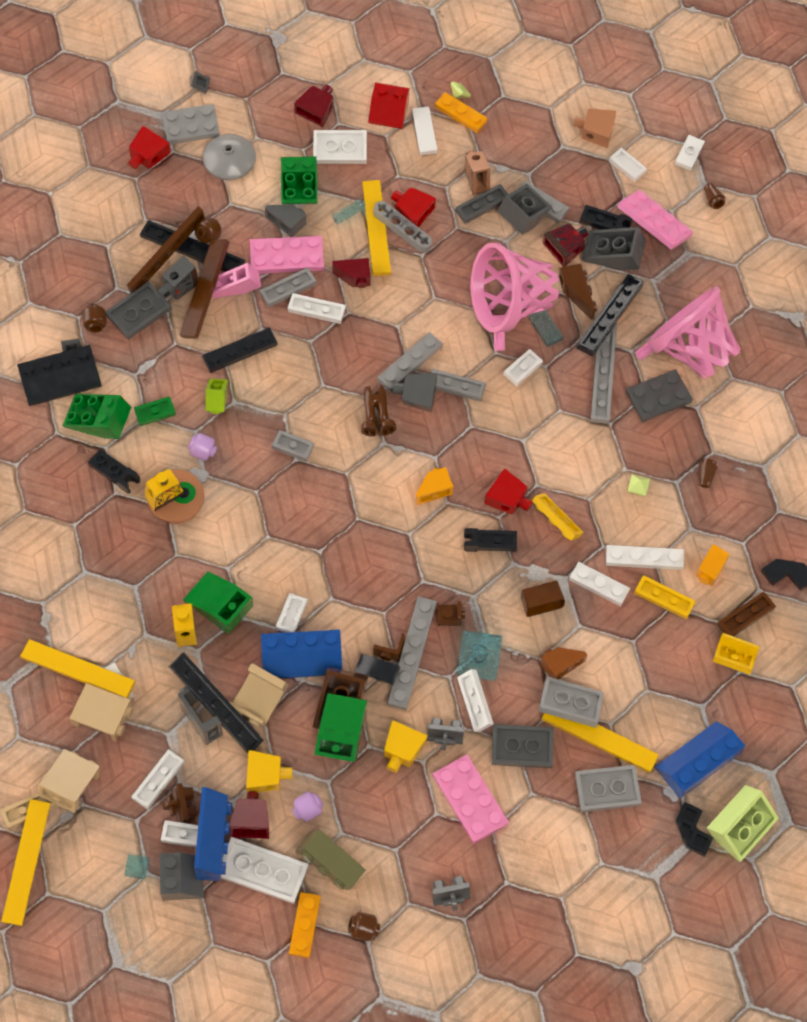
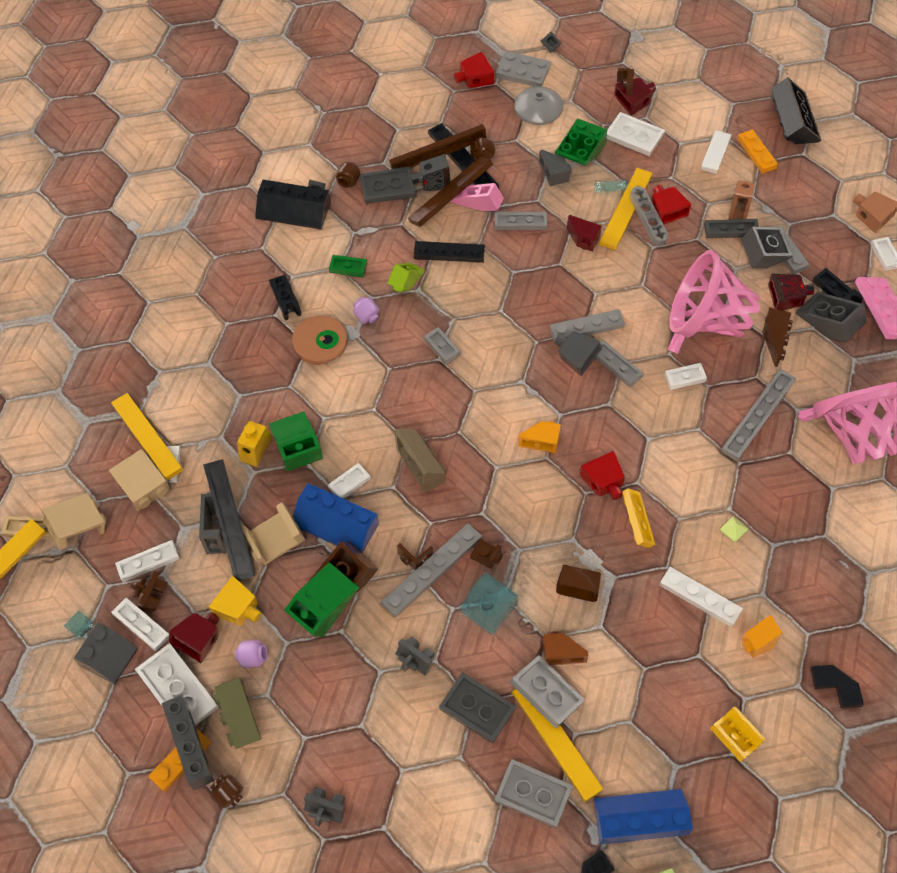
camera: 35 degrees right, 5 degrees down
(98, 415) = (301, 248): green slope -> none
(163, 489) = (310, 326): yellow torso -> none
(211, 835) = (147, 630): blue slope -> none
(287, 254) = (537, 196): bright pink plate -> none
(305, 92) = (626, 77): none -> reddish brown bracket
(308, 905) = (187, 742): none -> dark grey brick
(316, 308) = (534, 247): white plate -> none
(342, 561) = (419, 458): none -> dark tan slope
(377, 669) = (390, 567): black slope -> none
(379, 400) = (539, 343): reddish brown piece -> none
(388, 105) = (696, 119): red slope -> none
(403, 746) = (368, 646): yellow torso -> none
(459, 90) = (766, 133): yellowish green slope -> none
(470, 799) = (399, 730): bright pink plate -> none
(474, 57) = (795, 113): none -> black slope
(475, 700) = (459, 642): white plate -> none
(490, 540) = (563, 508): black plate -> none
(546, 328) = (728, 353): clear light blue tile -> none
(599, 584) = (642, 599): white plate -> none
(610, 315) = (793, 368): black tile -> none
(659, 395) = (801, 460): dark grey plate -> none
(664, 597) = (698, 643): yellow plate -> none
(707, 470) = (809, 547): reddish brown cone -> none
(746, 615) = (771, 702): reddish brown plate -> none

